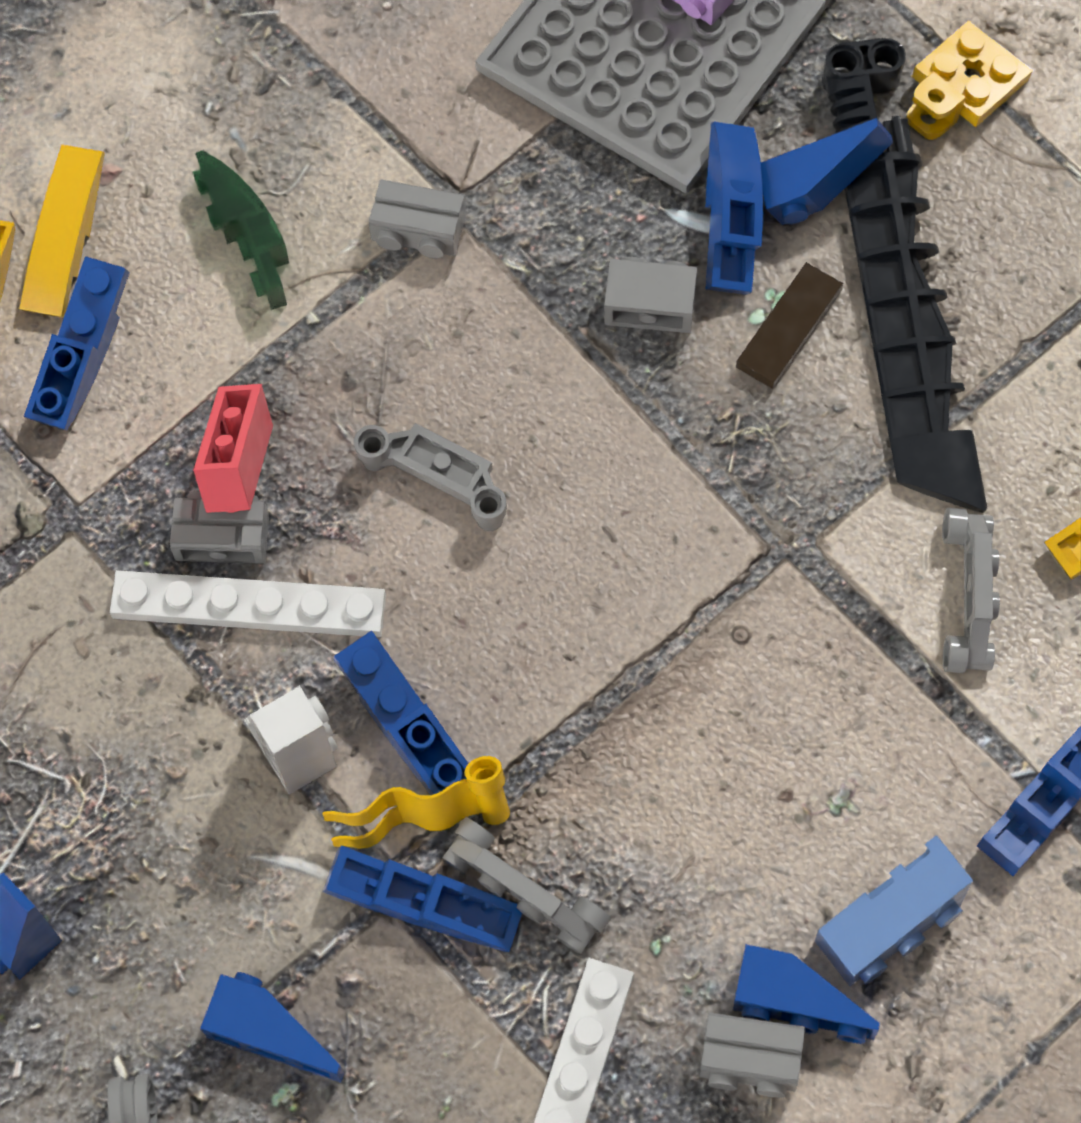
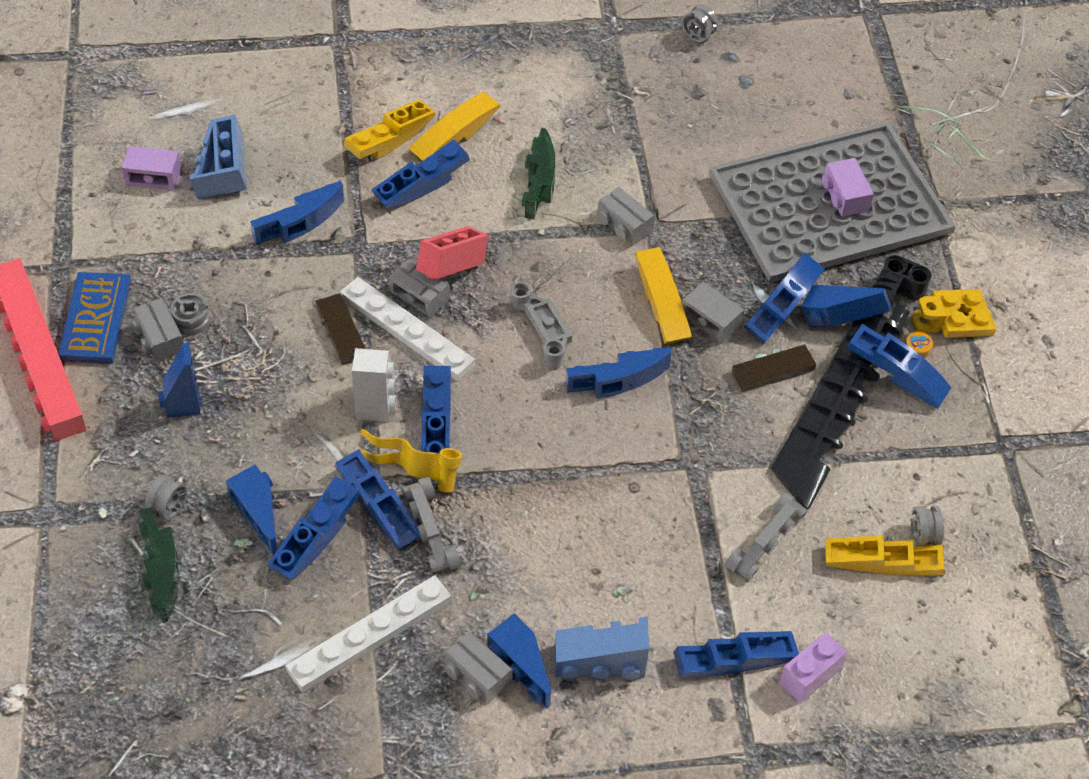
camera: 30 degrees right, 15 degrees down
(156, 668) = (339, 327): none -> dark brown tile
(376, 1010) = (316, 531): none -> blue slope
(564, 312) = (663, 295): none -> yellow slope
(607, 466) = (628, 373): none -> blue slope
(949, 161) = (920, 343): none -> light orange tile
(959, 211) = (904, 363): none -> blue slope

